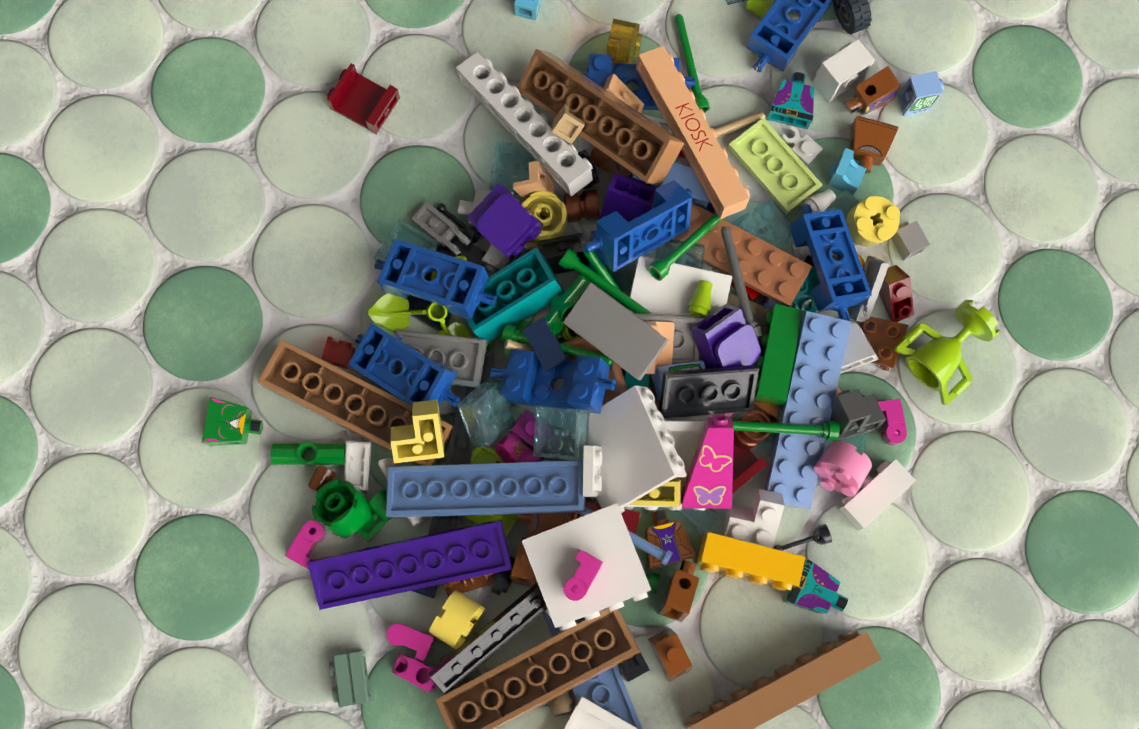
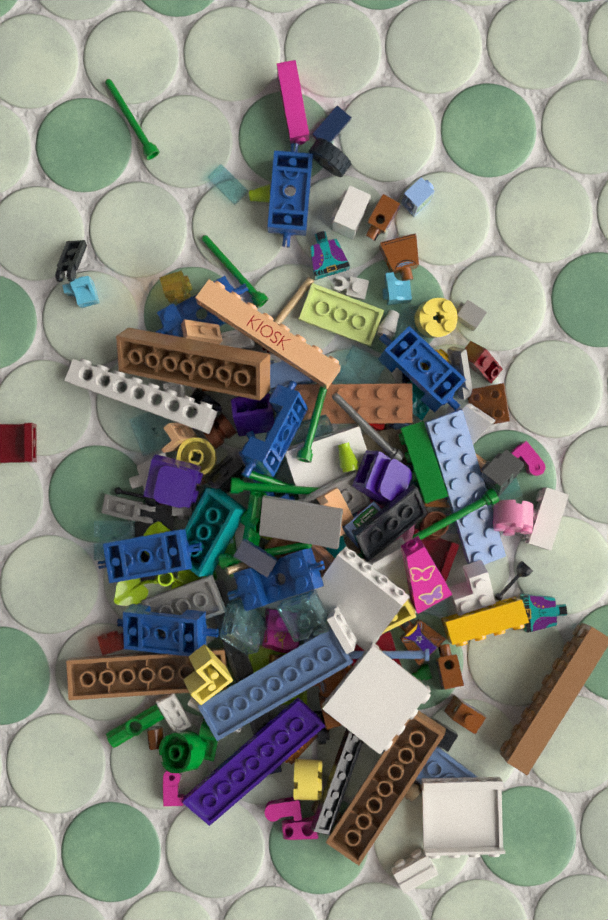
camera: 25 degrees left, 10 degrees up
(229, 424) = (66, 737): green torso -> none
(350, 679) = (259, 859): sand green brick -> none
(567, 125) = (174, 385): tan panel -> none
(579, 585) = (379, 718): dark pink leg -> none
(939, 358) = (539, 393): lime piece -> none

